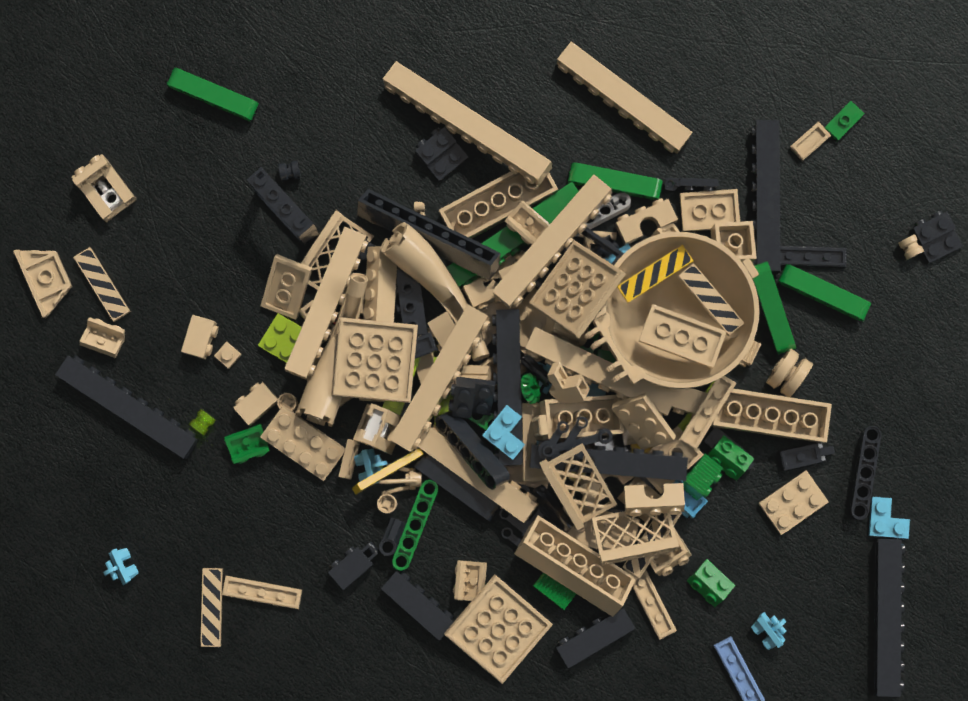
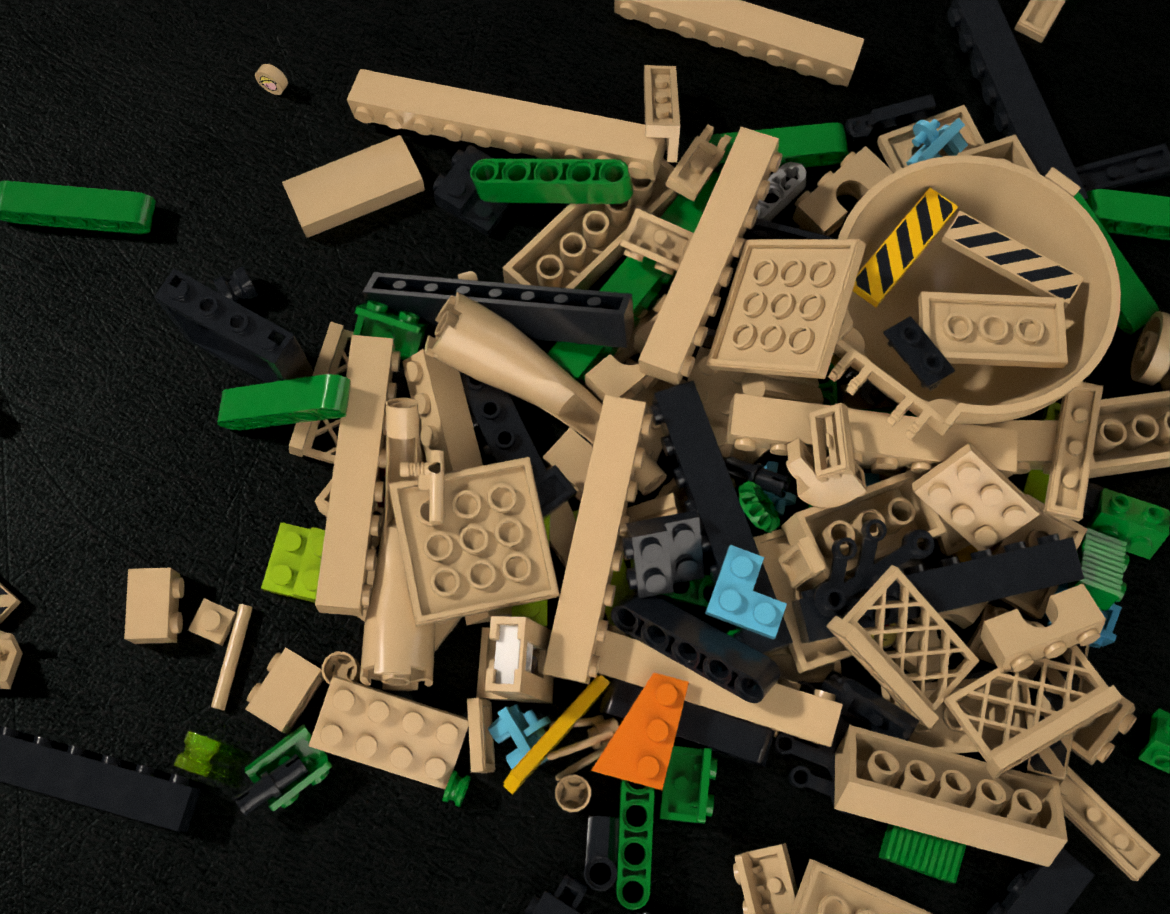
camera: 20 degrees left, 10 degrees down
(232, 377) = (231, 657): none -> tan bar
(236, 450) = (270, 784): none -> black pin
(286, 286) = (281, 470): tan plate -> none
(297, 251) = (284, 402): none -> green beam
(328, 482) = (456, 788): none -> green bush
(344, 48) = (271, 79): none -> tan tile
(361, 323) = (429, 482): none -> tan hose
(365, 224) = (403, 327): none -> green bracket
(372, 127) = (354, 186): none -> tan slope
(432, 487) = (647, 734): none -> orange wing
(446, 517) = (687, 785): none -> green bracket
(486, 175) = (552, 181): none -> green beam
(557, 142) = (662, 107): none -> tan fence
(566, 183) = (697, 164): none -> tan hinge
(576, 370) = (836, 470): none -> tan tile
(636, 337) = (919, 353): none -> black hinge
(715, 208) = (946, 137): none -> medium azure hips

